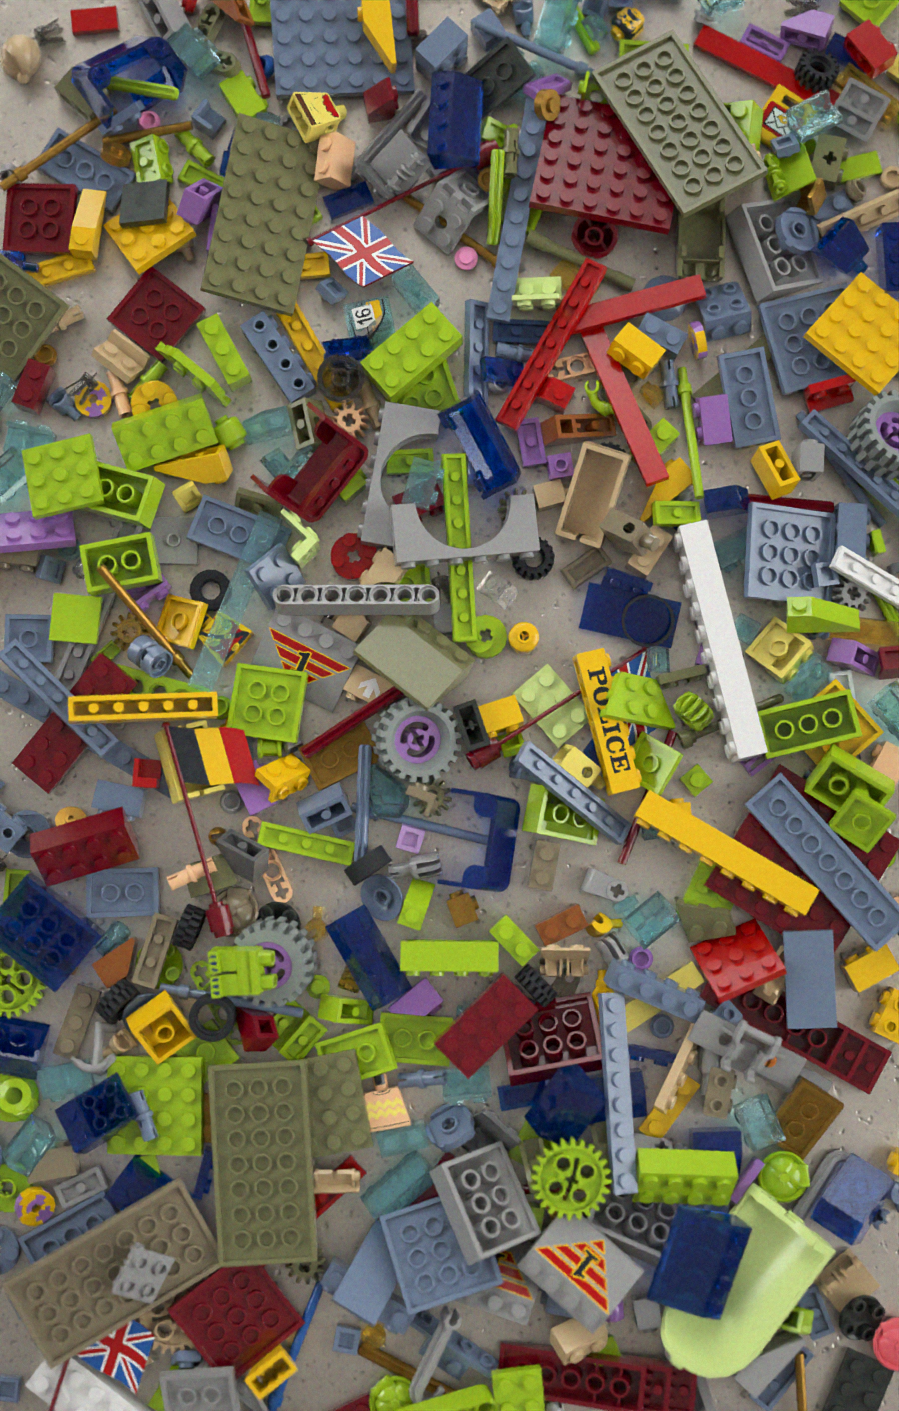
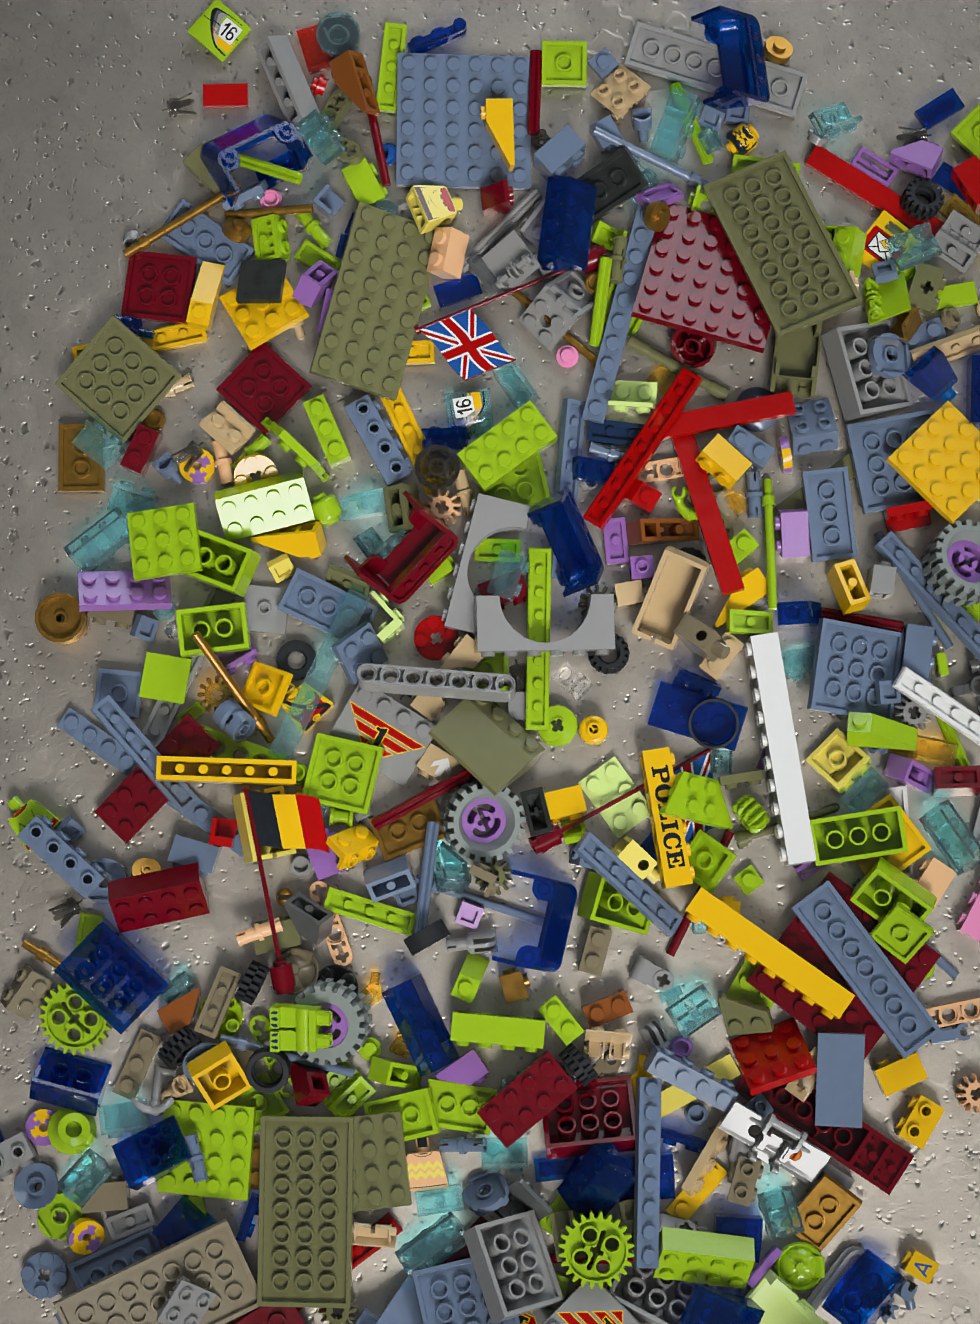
camera: 10 degrees right, 0 degrees up
(20, 58) = (151, 128): tan piece -> none
(123, 892) = (191, 944): sand blue plate -> none
(331, 290) = (435, 378): sand blue plate -> none
(377, 903) = (430, 967): sand blue dish -> none
(586, 567) = (659, 665): dark tan tile -> none
(602, 925) = (647, 1012): yellow piece -> none
(746, 628) = (808, 737): clear light blue plate -> none

